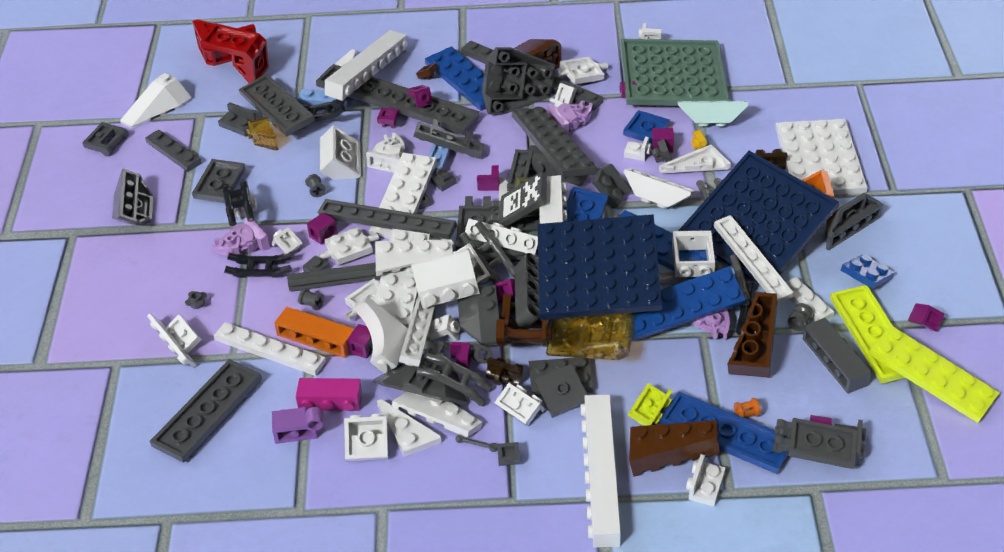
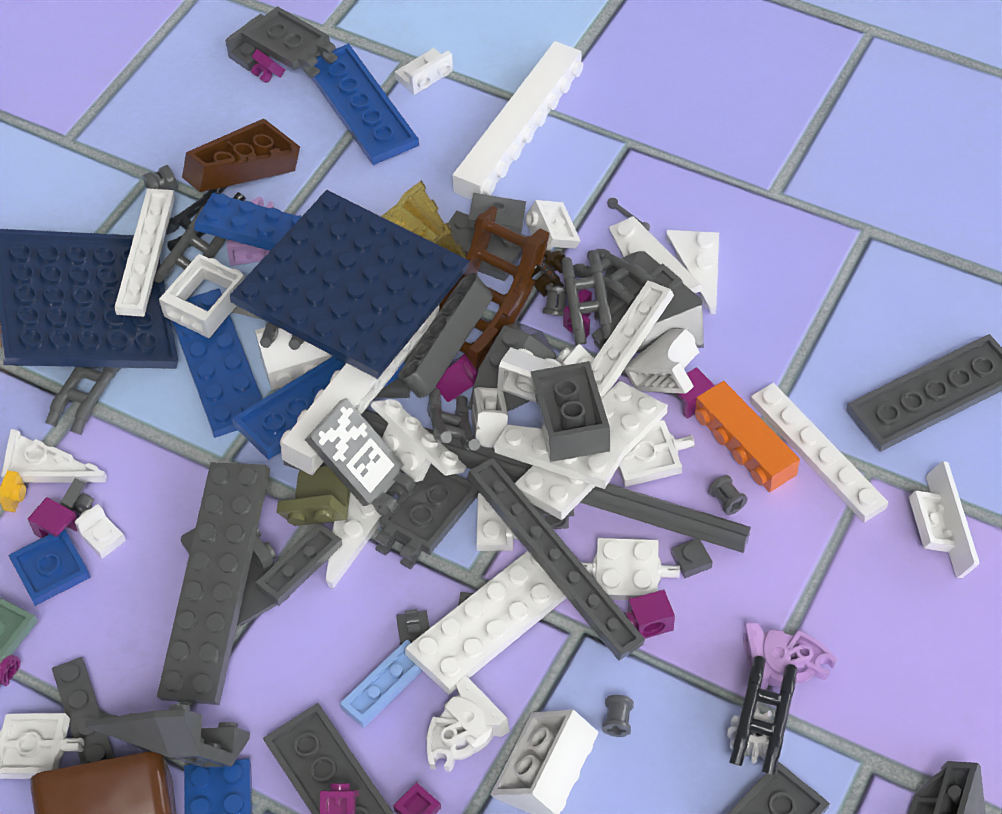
camera: 150 degrees left, 10 degrees up
(196, 299) = (890, 589): dark grey plate -> none
(269, 271) = (767, 582): black piece -> none
(286, 240) = (717, 621): white bracket -> none
(296, 424) = (829, 314): medium lavender hinge -> none
(329, 393) = (771, 338): dark pink brick -> none
(366, 437) = (753, 262): white plate -> none
(409, 245) = (571, 411): none -> dark grey slope
(449, 140) = (376, 692): dark grey hinge -> none
(459, 358) = (600, 304): none -> dark grey piece
(489, 182) = (350, 585): magenta panel -> none
(508, 454) = (604, 179): dark grey plate -> none
(564, 94) = (112, 695): white bracket -> none
(570, 115) = (133, 650): lavender piece -> none
(611, 182) = (197, 463): dark grey bracket -> none
(648, 405) = (412, 157): neon yellow bracket -> none
(657, 189) = (138, 427): white wedge -> none
(671, 444) = (434, 98): reddish brown wedge -> none
(753, 404) = (318, 113): orange bush -> none
(804, 295) = (127, 203): white plate -> none
(837, 355) = (170, 124): dark grey brick -> none
(866, 324) = (104, 134): neon yellow plate -> none
(867, 271) = (29, 198): blue plate -> none
(926, 316) = (34, 121): magenta panel -> none
(934, 373) = (103, 60): neon yellow plate -> none

